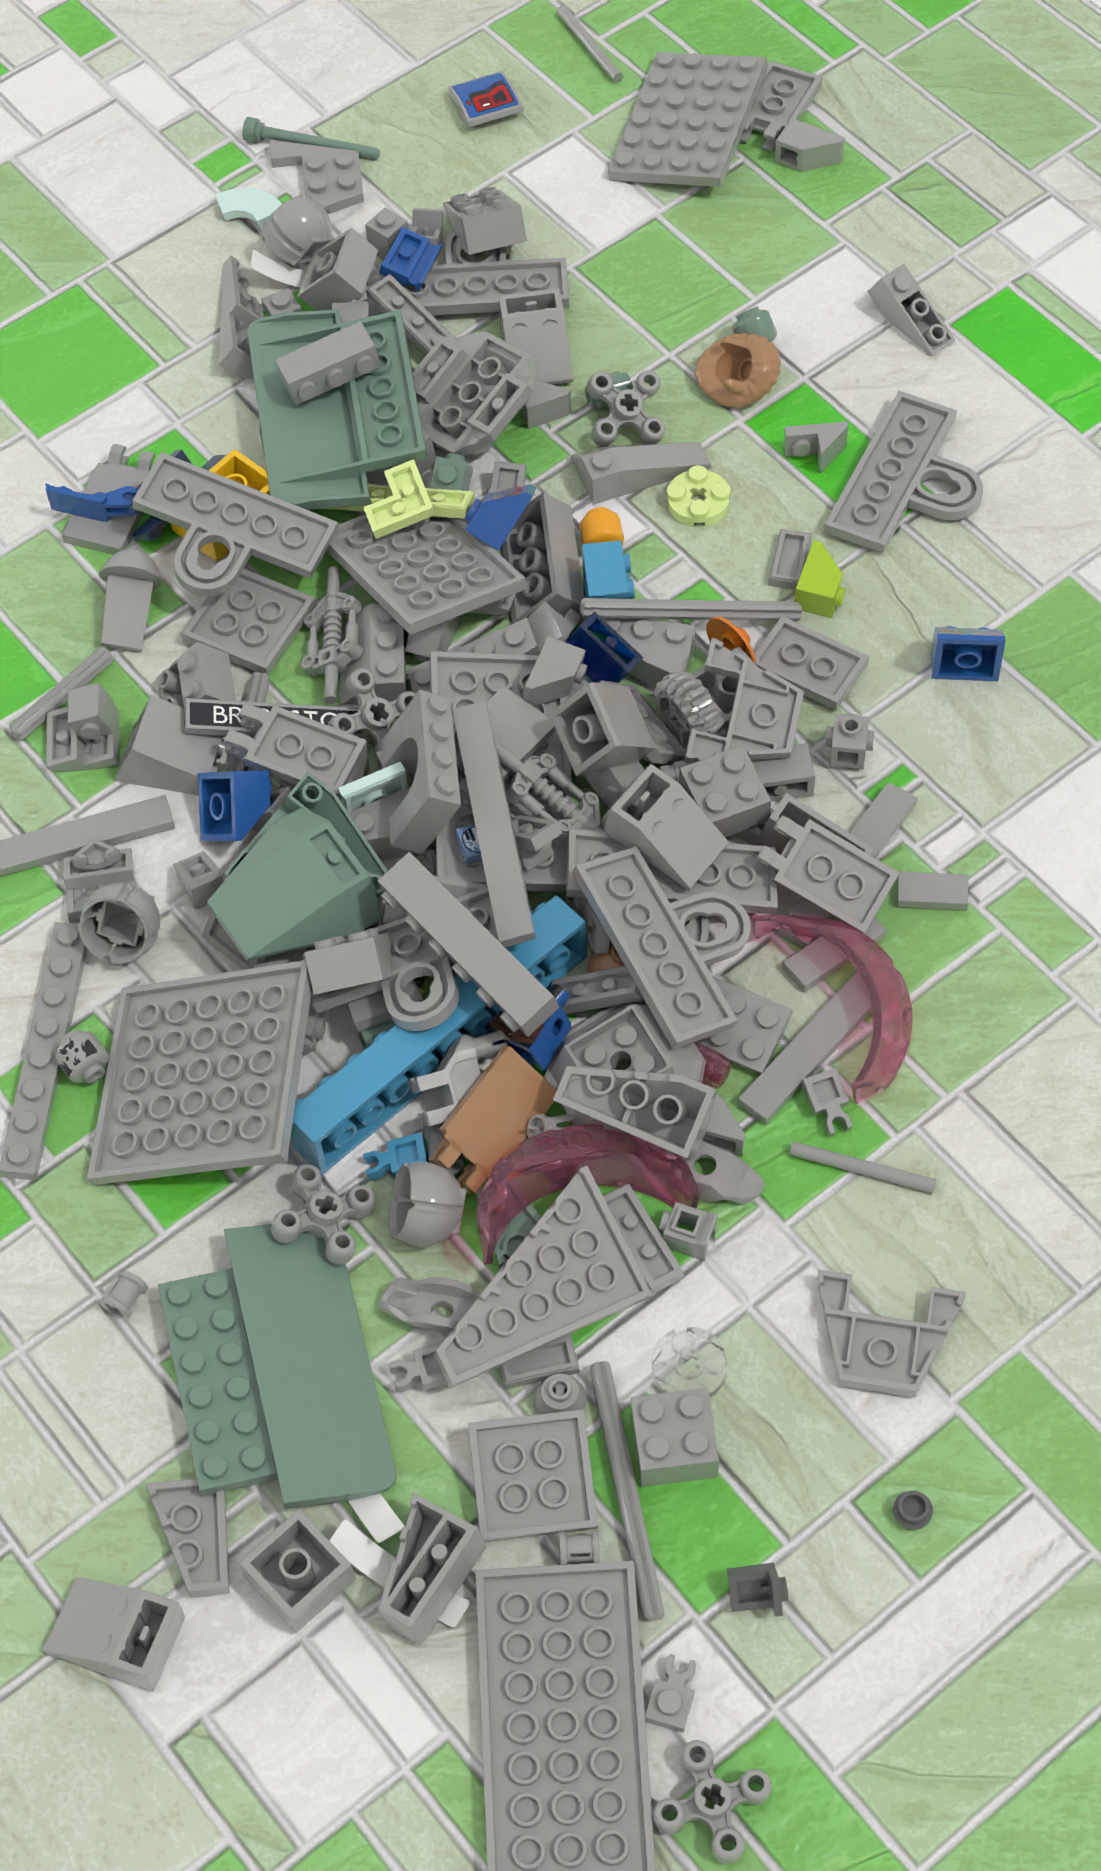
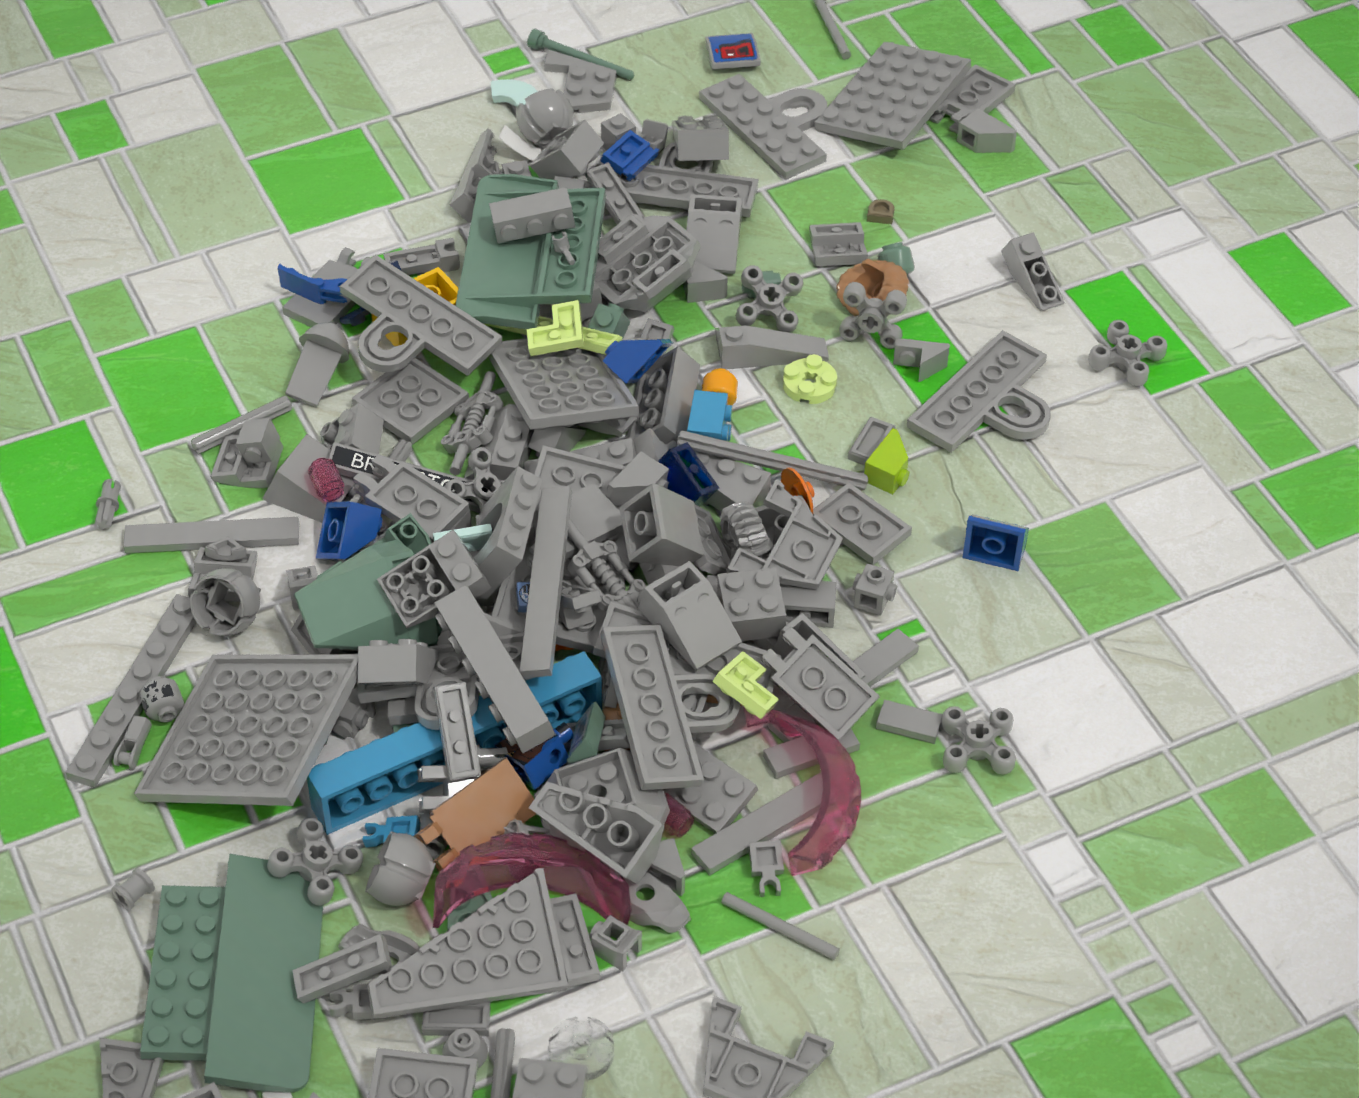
camera: 10 degrees right, 10 degrees down
(64, 1114) = (132, 741): none -> light grey bar
(191, 746) = (326, 479): none -> clear pink brick
(211, 437) = (427, 258): none -> light grey plate
(363, 851) = (431, 576): none -> light grey slope
(375, 395) = (562, 245): none -> light grey hand
(397, 1337) = (342, 968): none -> light grey plate
(447, 1029) = (456, 731): none -> light grey tile
(549, 187) = (764, 126): none -> light grey plate
(587, 994) = (587, 734): none -> sand green slope
(679, 320) = (838, 244): none -> light grey slope
(716, 269) = (880, 211): none -> dark tan tile
(743, 895) = (740, 682): none -> yellowish green plate
(750, 404) = (872, 314): none -> light grey gear
(1016, 897) = (978, 740): none -> light grey gear
(1045, 389) = (1127, 353): none -> light grey gear

